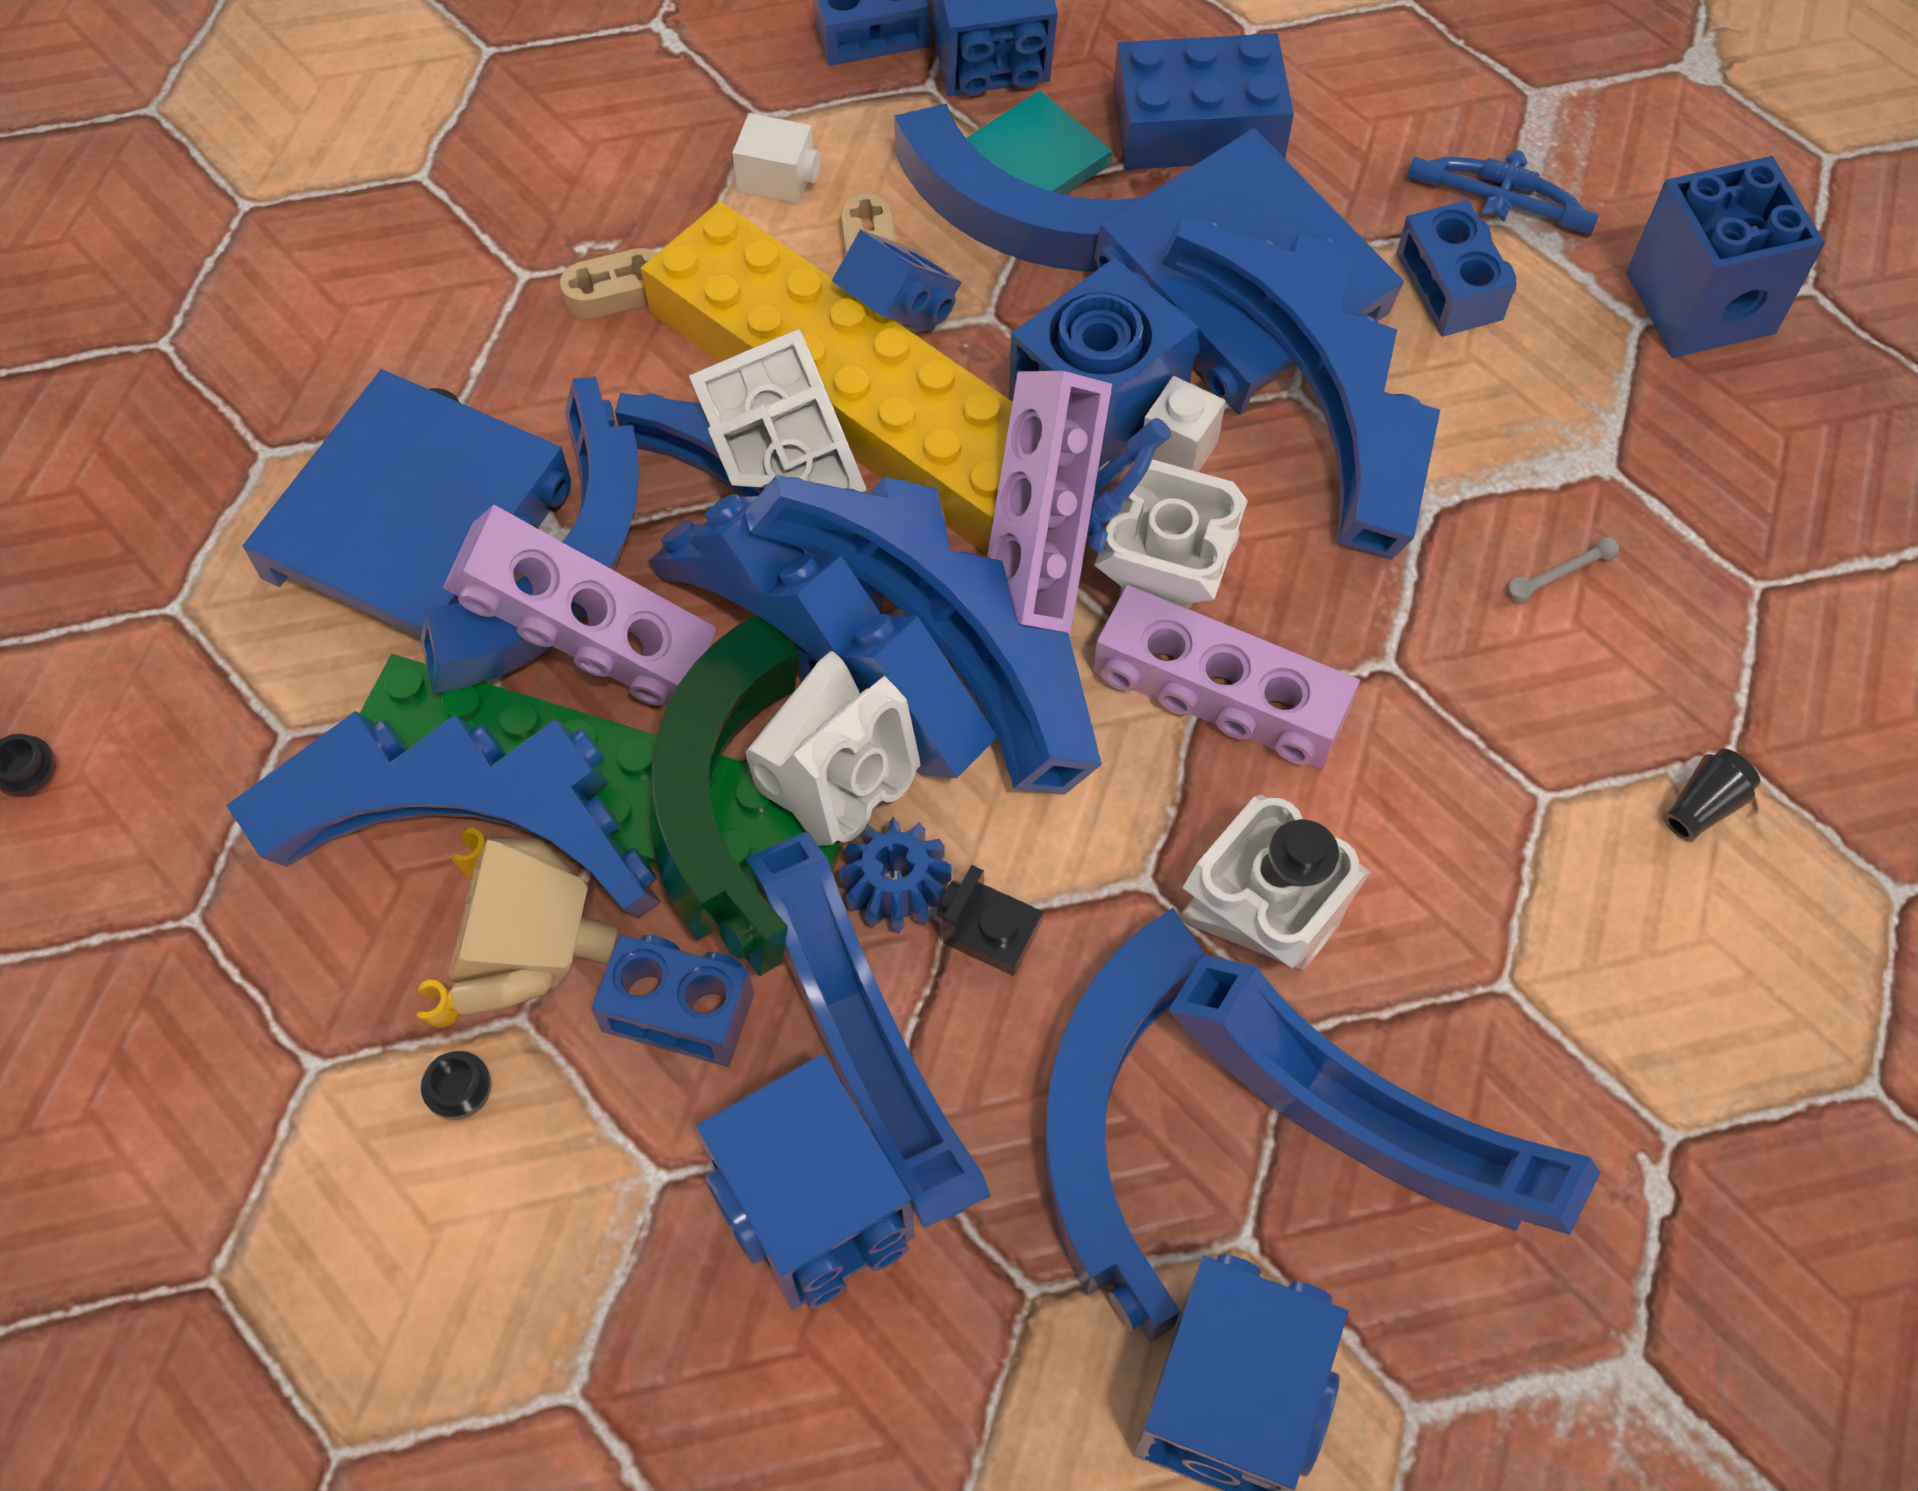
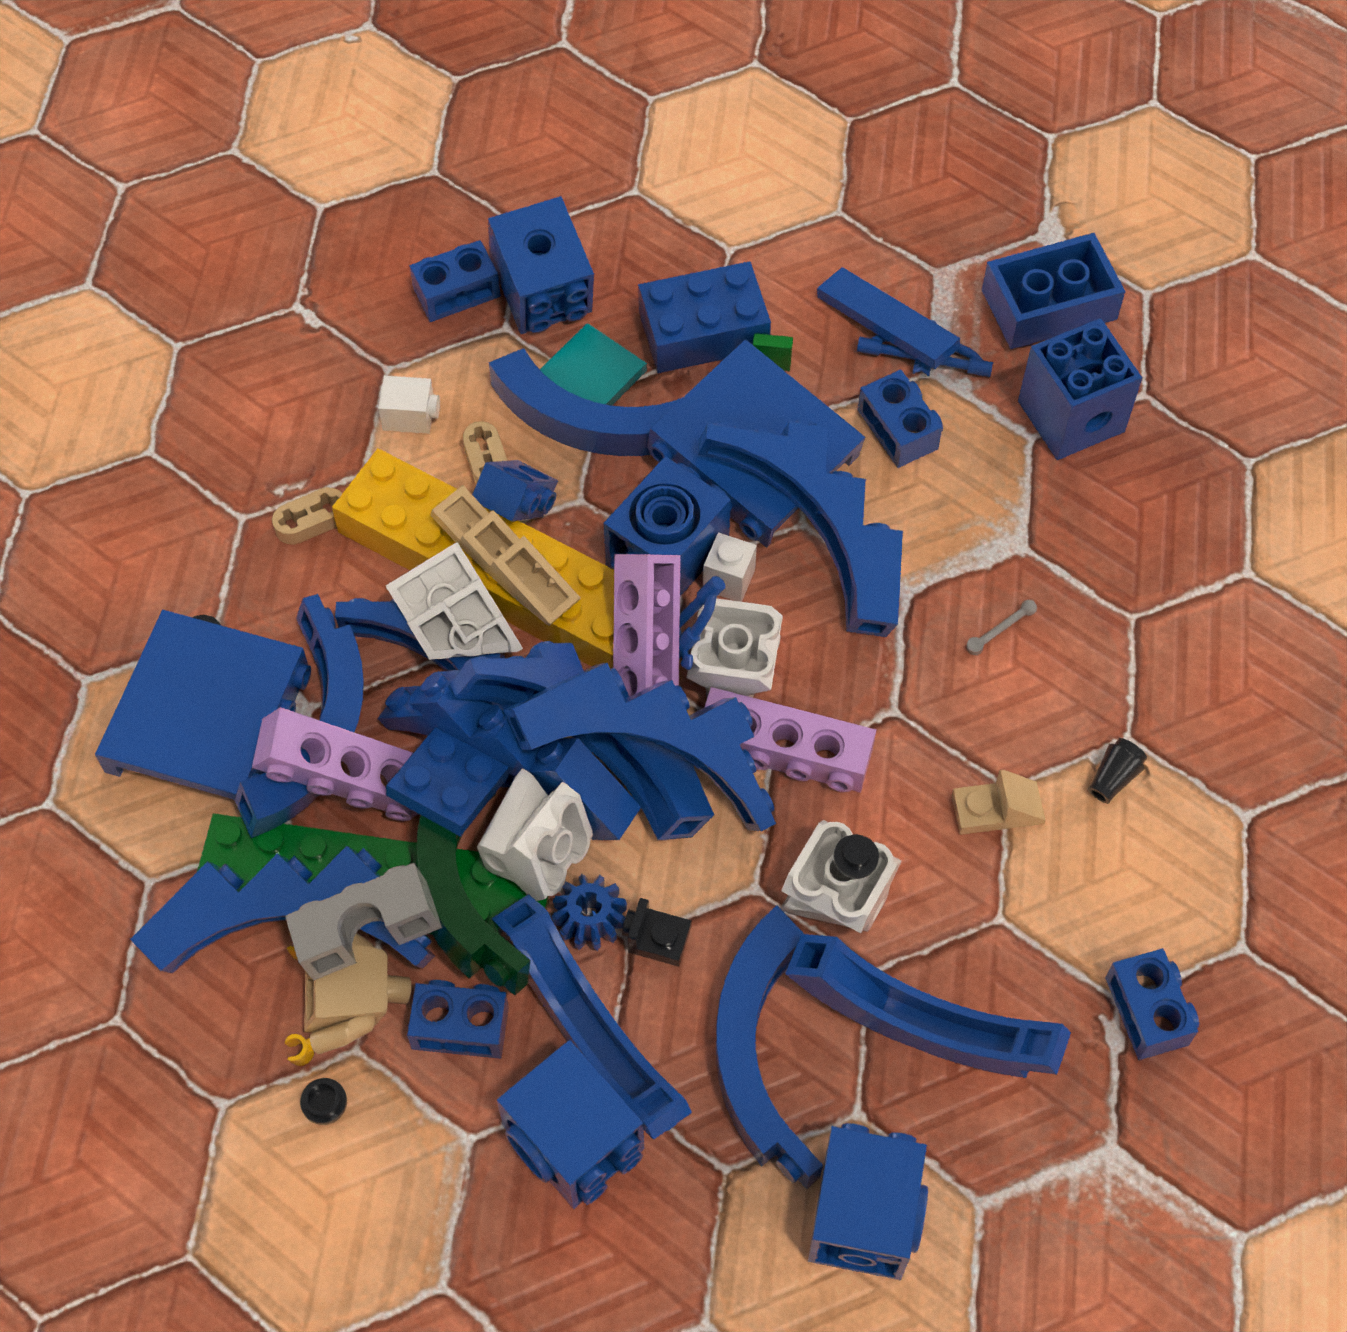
camera: 10 degrees left, 0 degrees up
(498, 831) = (326, 928): none -> light grey arch
(721, 654) = (447, 781): none -> blue plate
(864, 360) = (504, 556): none -> tan slope
(1110, 654) = (657, 714): none -> blue arch
(1297, 149) = (775, 348): none -> green tile
(1460, 137) = (888, 318): none -> blue tile
(1532, 819) = (998, 806): none -> tan slope
(1695, 121) = (1052, 290): none -> blue brick
(1707, 1150) = (1140, 1005): none -> blue brick

